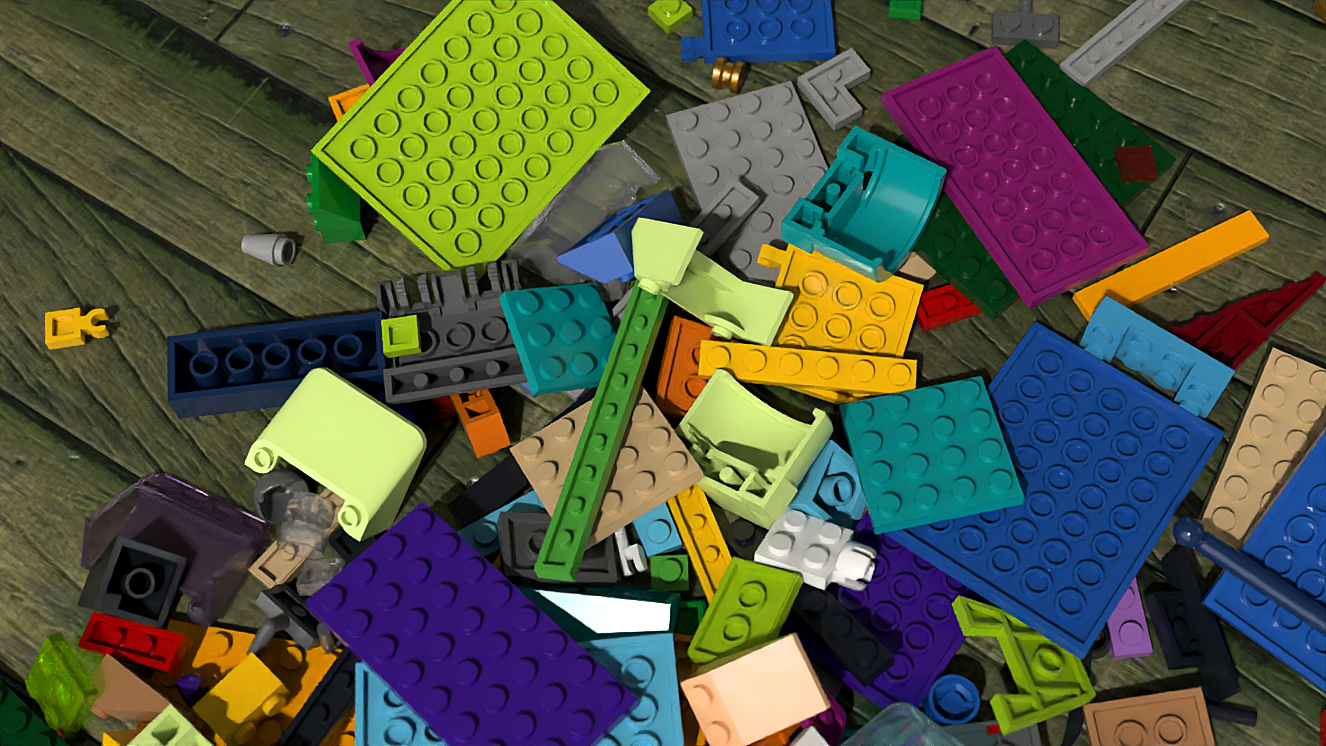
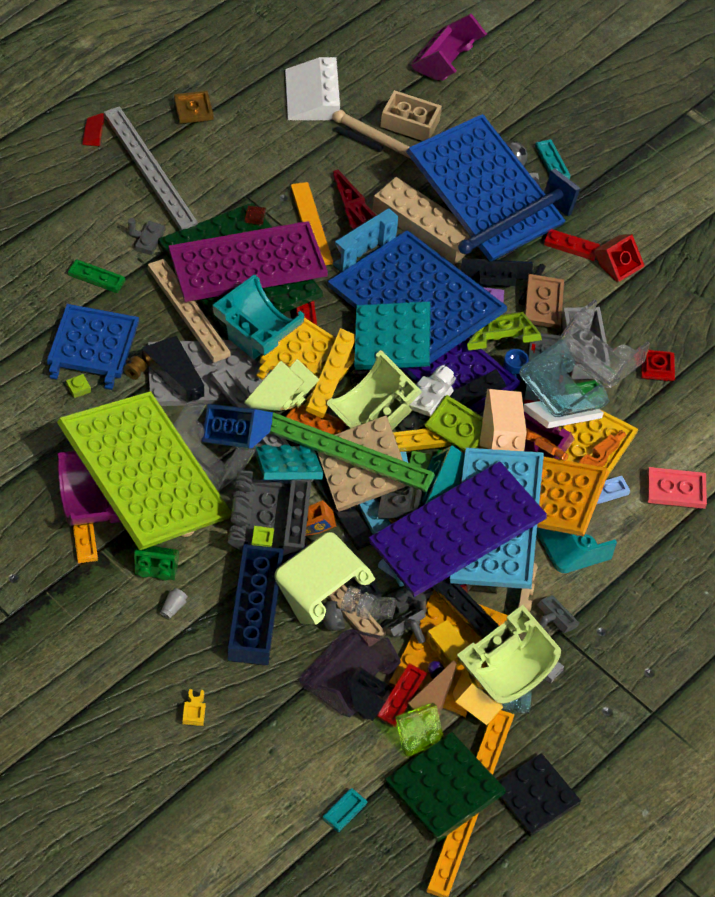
camera: 85 degrees left, 10 degrees down
(732, 125) = (174, 366): none -> black slope
(814, 158) = (189, 311): none -> tan plate
(829, 86) = (159, 328): light grey plate -> none

